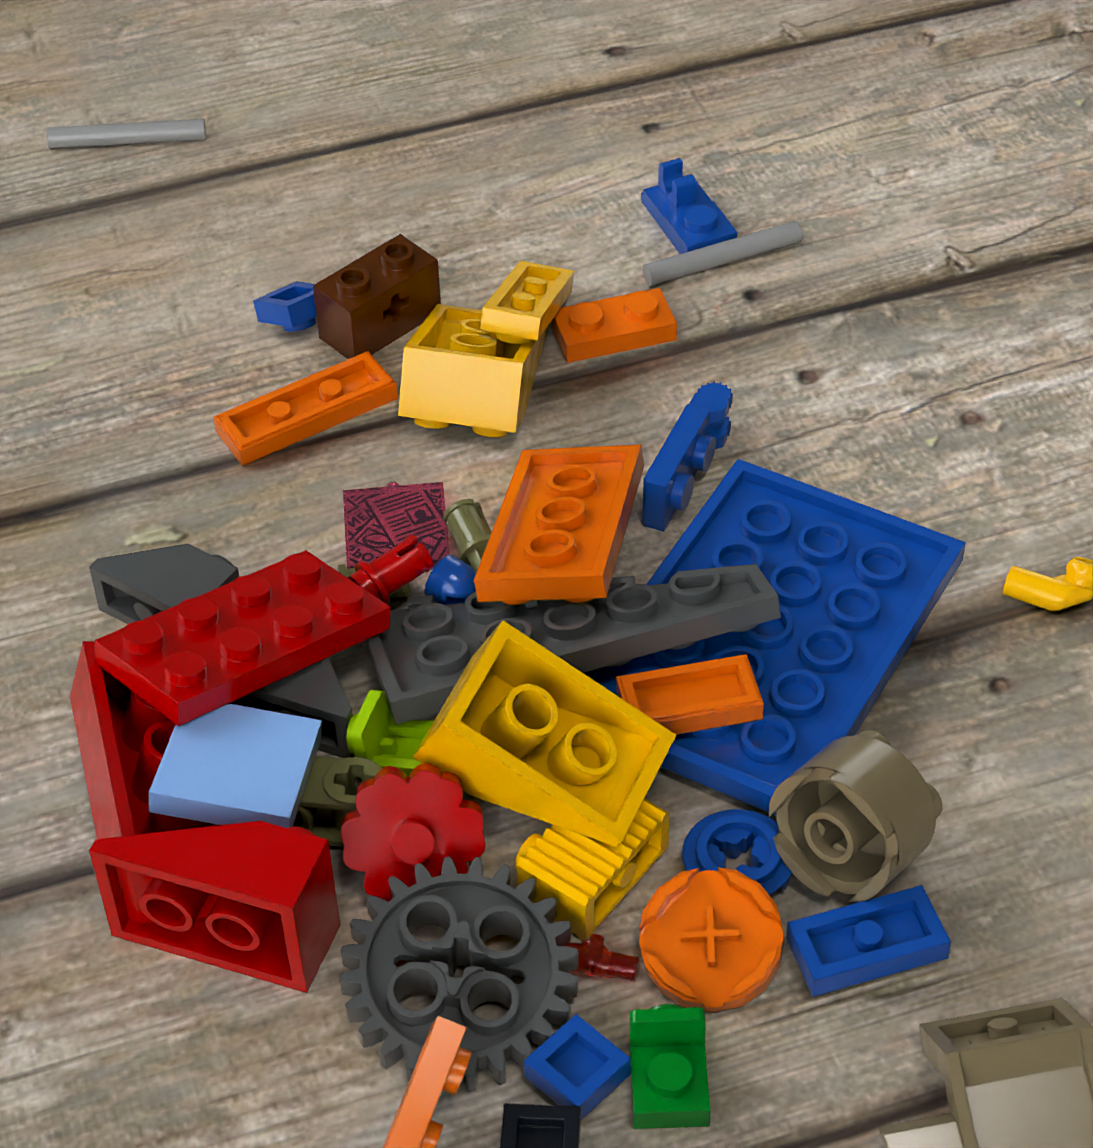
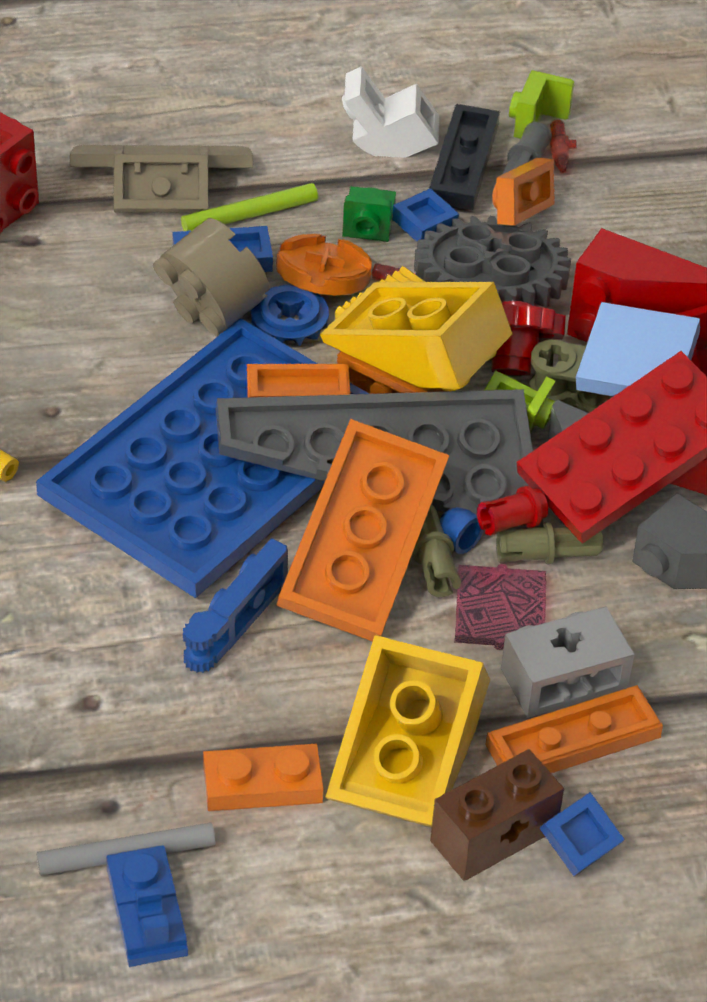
camera: 175 degrees left, 0 degrees up
(316, 450) = (566, 661): none -> light grey brick
(526, 302) = (348, 762): yellow plate -> none
(854, 1057) = (253, 207): none -> lime bar

